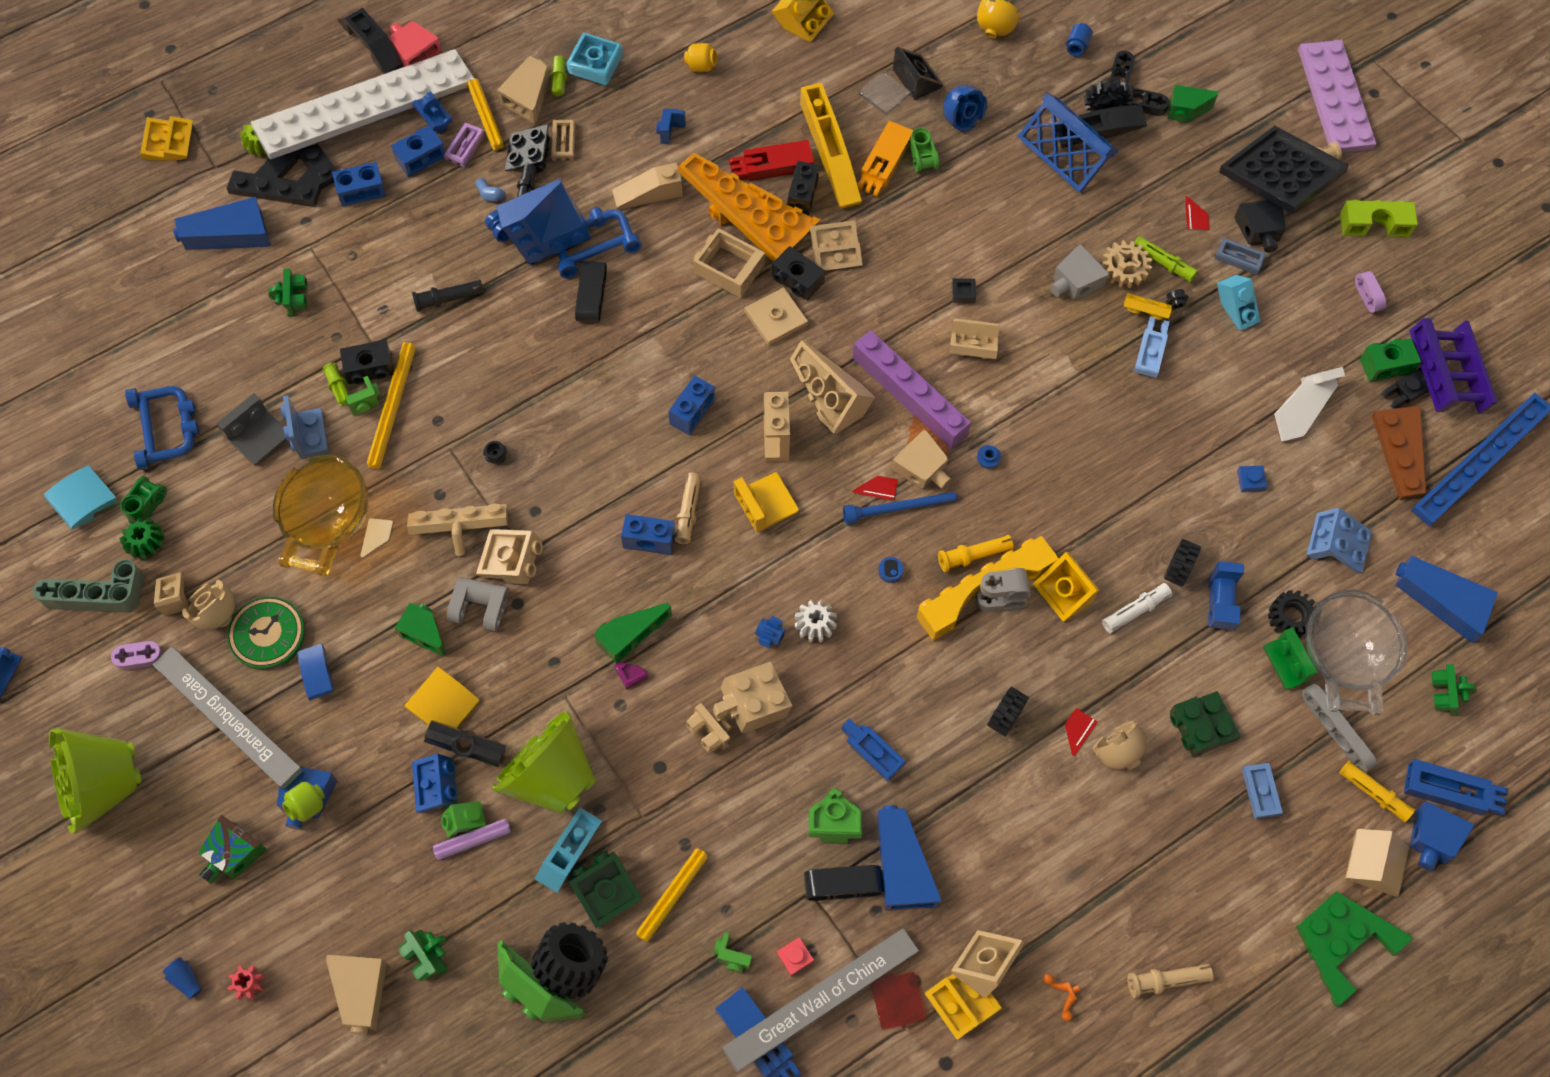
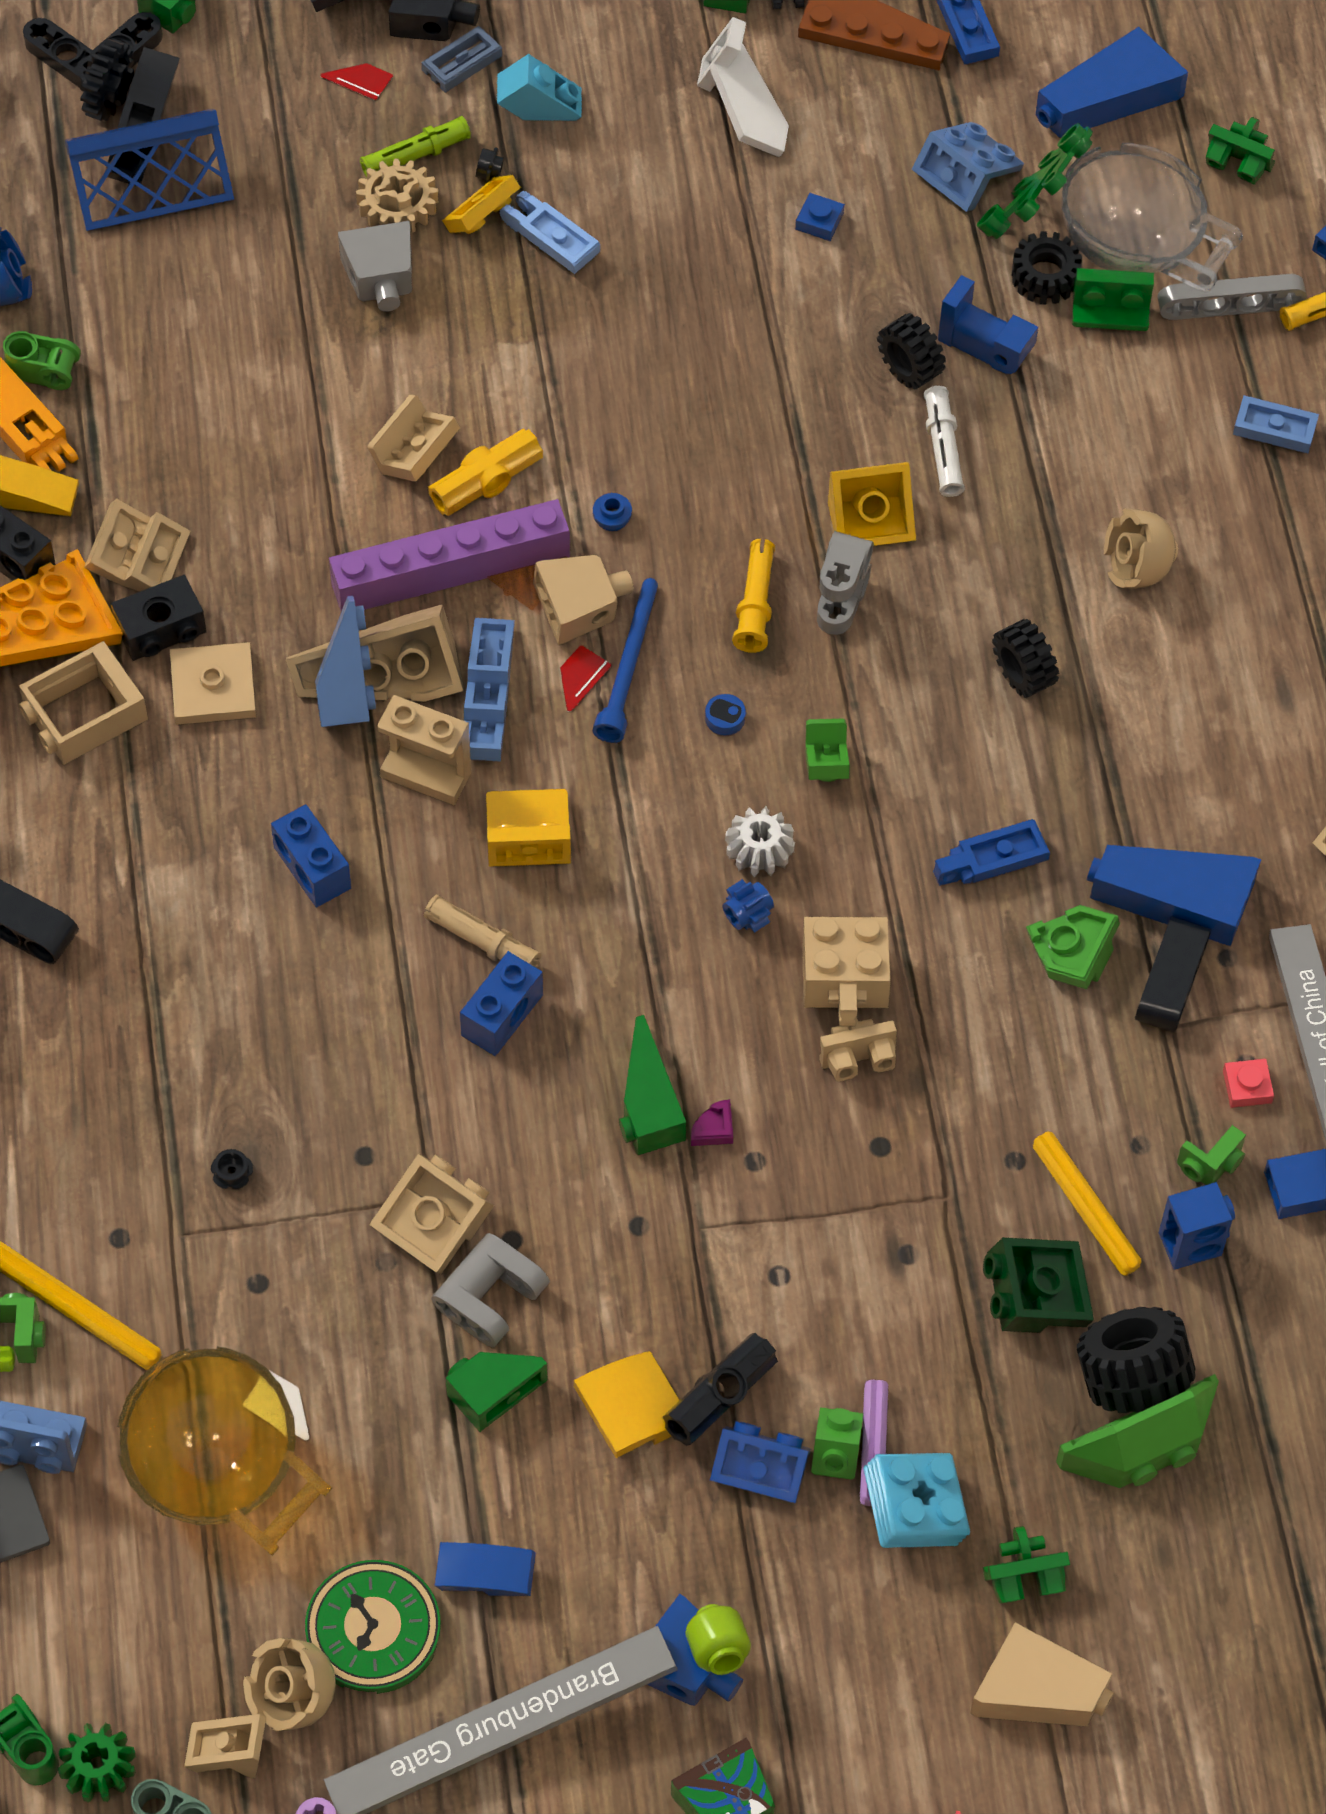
camera: 65 degrees left, 5 degrees down
(437, 893) = (916, 1500): none -> medium azure brick
(457, 520) = (326, 1265): tan plate -> none
(549, 768) = (819, 1275): lime cone -> none
(567, 850) = (960, 1312): medium azure slope -> none
(675, 961) = (1196, 1225): none -> blue brick
(802, 369) = (340, 679): none -> medium blue slope
(841, 445) = (488, 686): none -> medium blue slope
(892, 631) = (826, 749): none -> bright green bracket
(941, 614) = (831, 670): yellow arch -> none
(963, 290) = (318, 417): black plate -> none
(976, 383) = (485, 472): none -> yellow piece
(1078, 729) = (1082, 596): red sticker -> none
(1204, 723) = (1149, 445): dark green plate -> none
(1340, 581) = (1050, 177): none -> green plant

